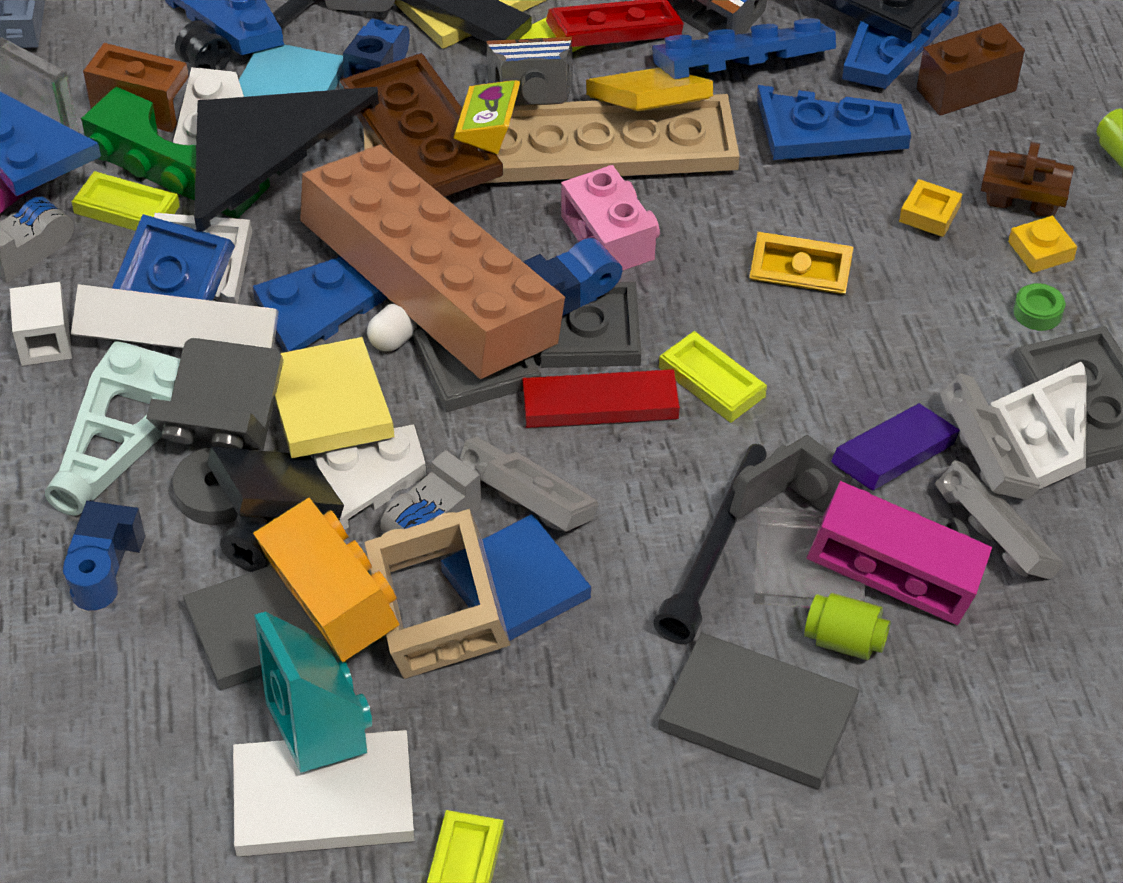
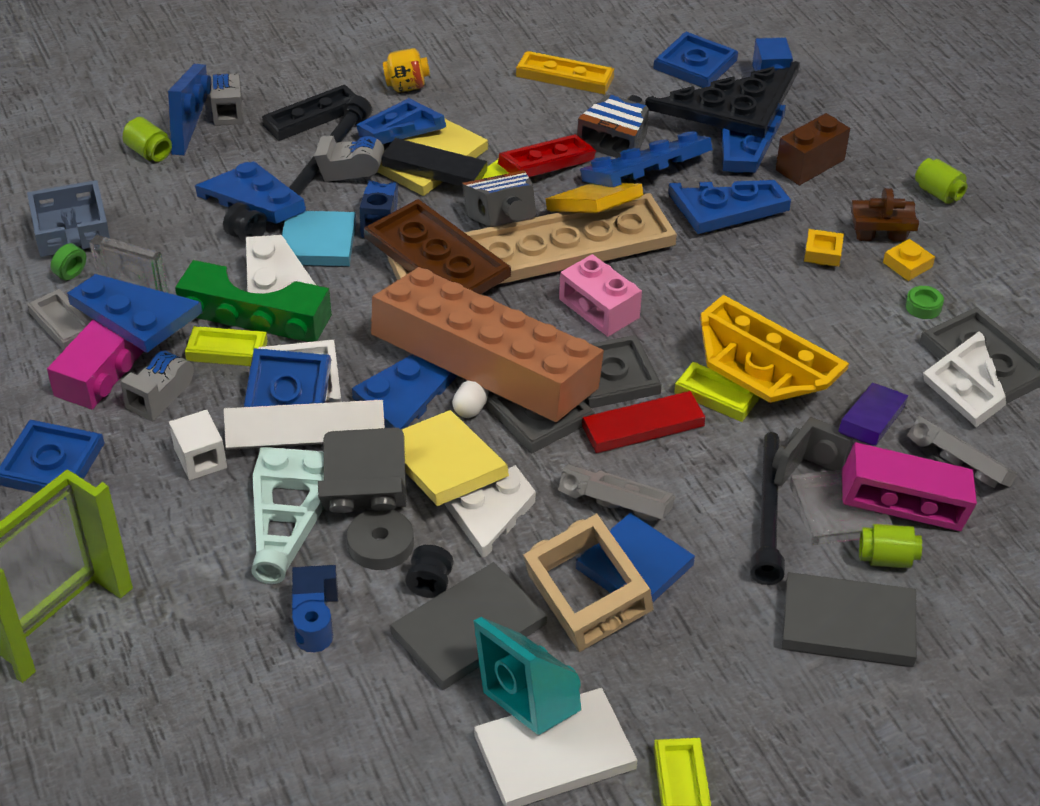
camera: 15 degrees left, 5 degrees down
(139, 73) = (207, 247): dark orange panel -> none
(262, 135) = (324, 277): black tile -> none
(271, 482) = (434, 527): black tile -> none
(329, 578) = (509, 585): light orange brick -> none
(446, 489) = (559, 509): light grey leg -> none
(487, 115) = (489, 233): slope -> none
(580, 273) = (602, 330): blue leg -> none
(778, 339) = (764, 354): none -> yellow wedge
(801, 263) = (762, 298): yellow slope -> none
(989, 439) = (933, 396): light grey hinge -> none

